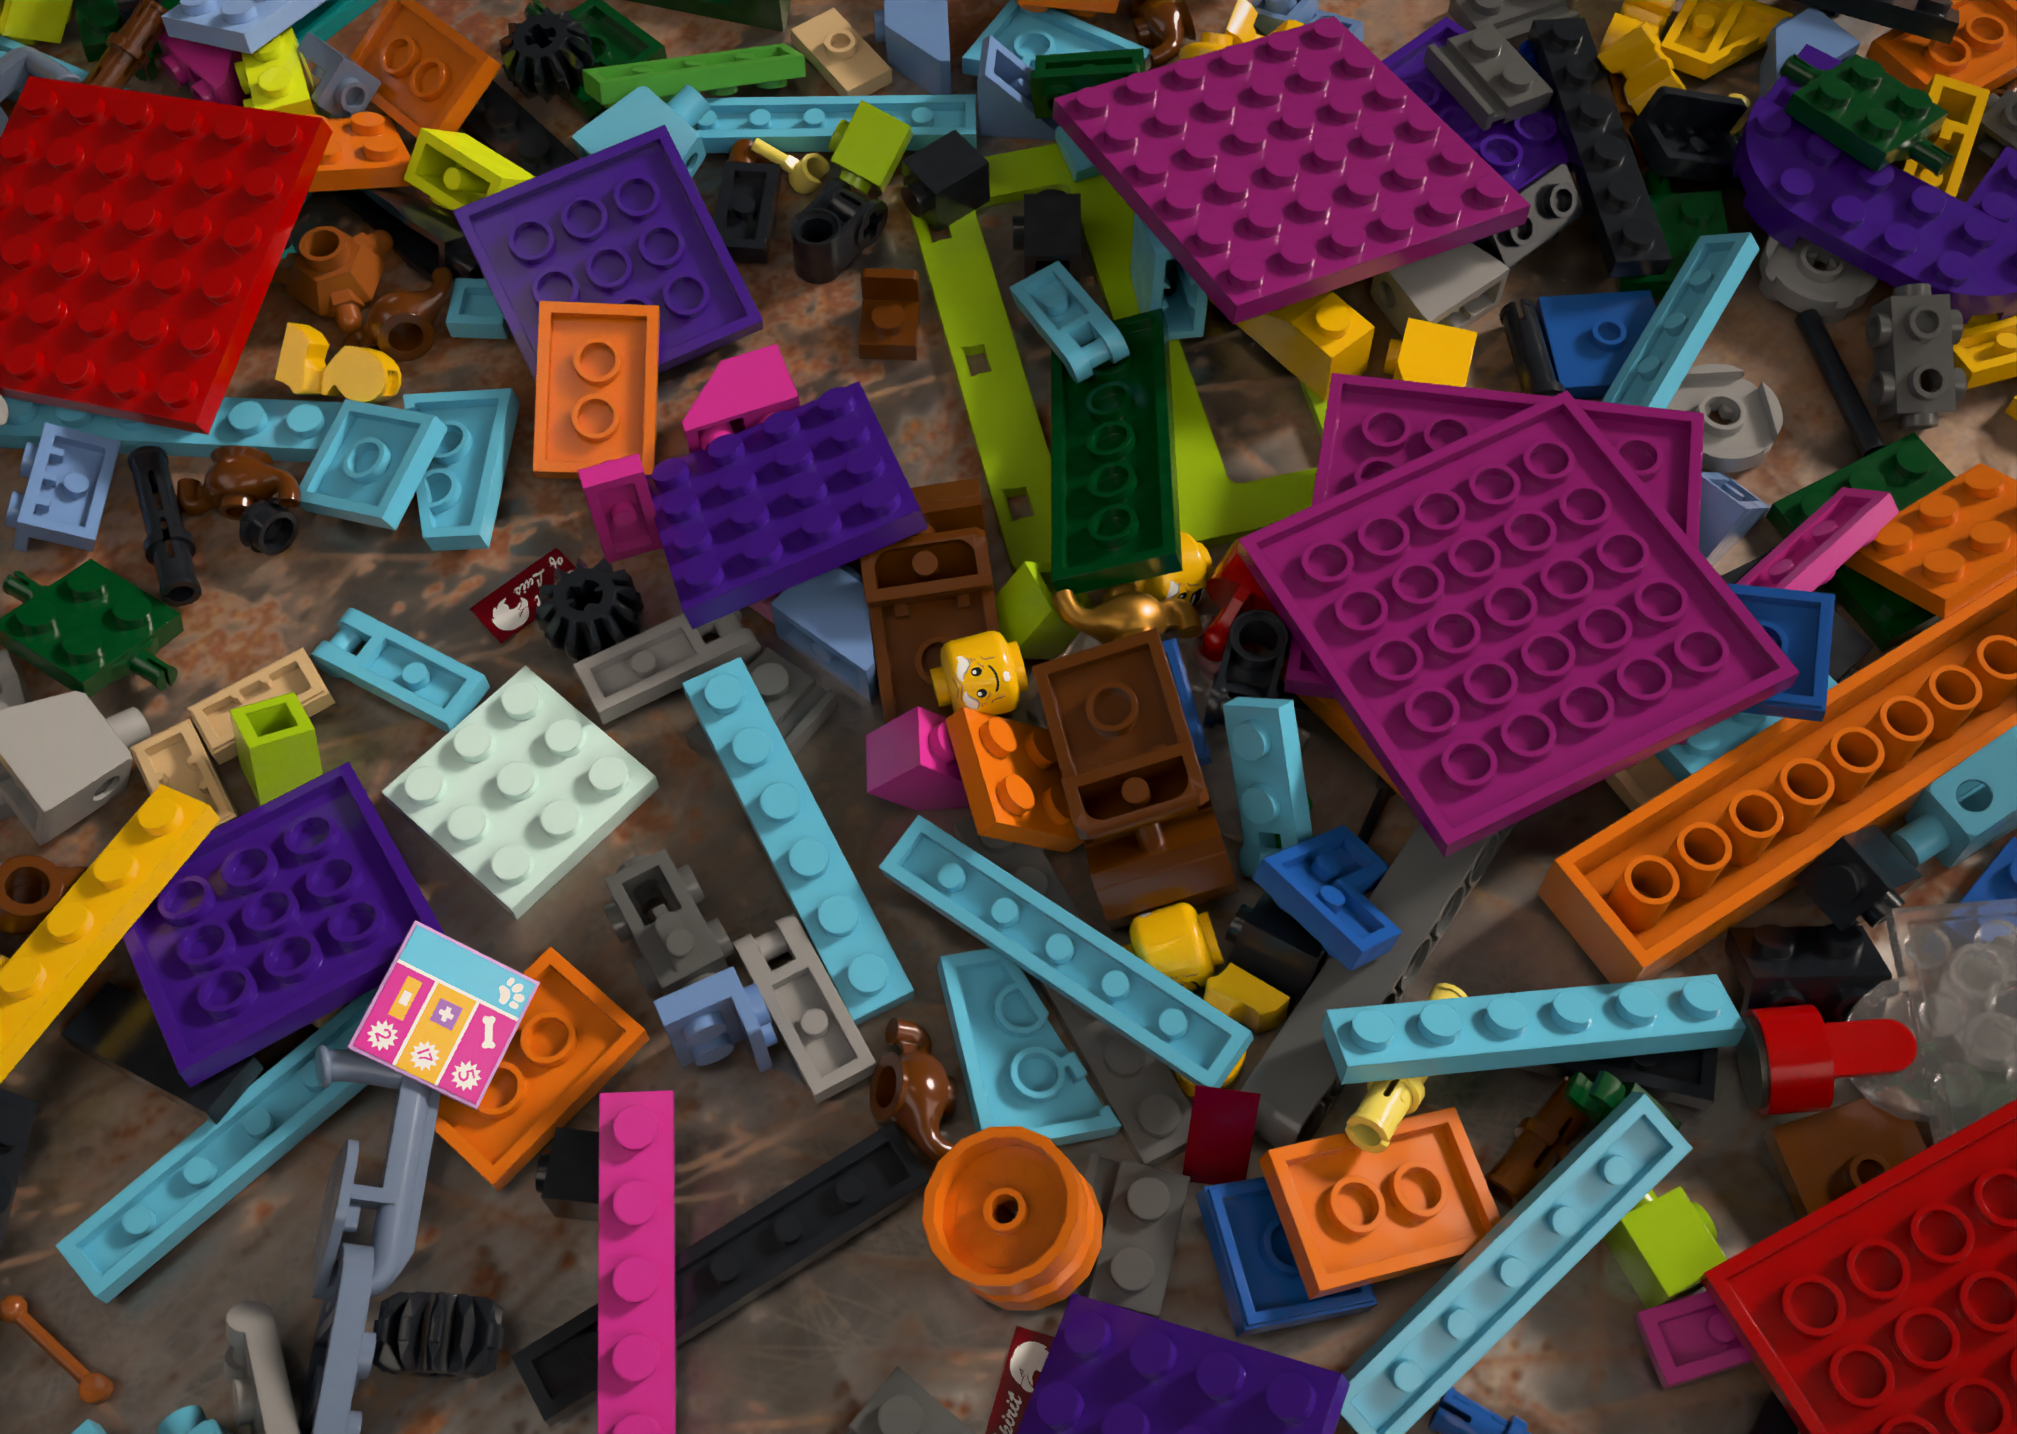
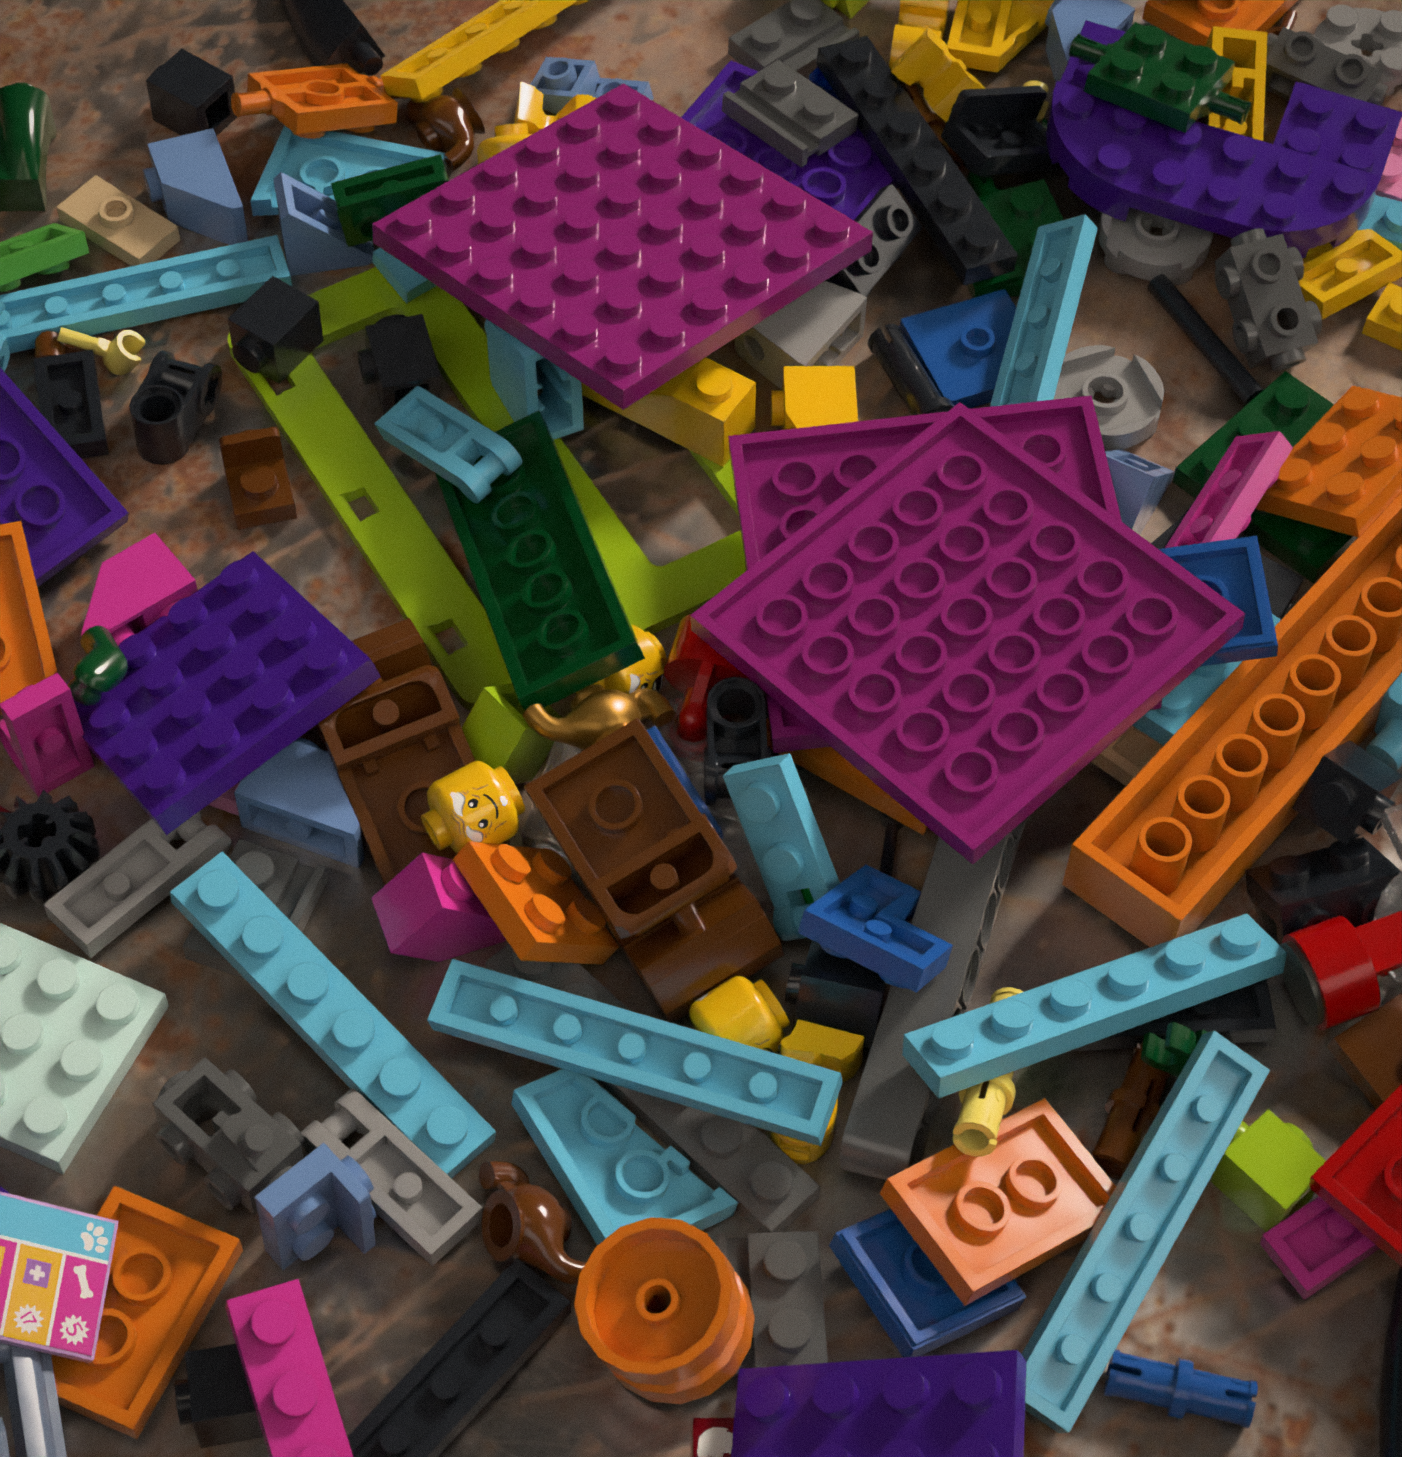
camera: 20 degrees left, 5 degrees down
(683, 459) = (99, 669): none -> dark green arm
(869, 148) = (184, 313): lime brick -> none
(1220, 1135) = (836, 1180): dark red sticker -> none

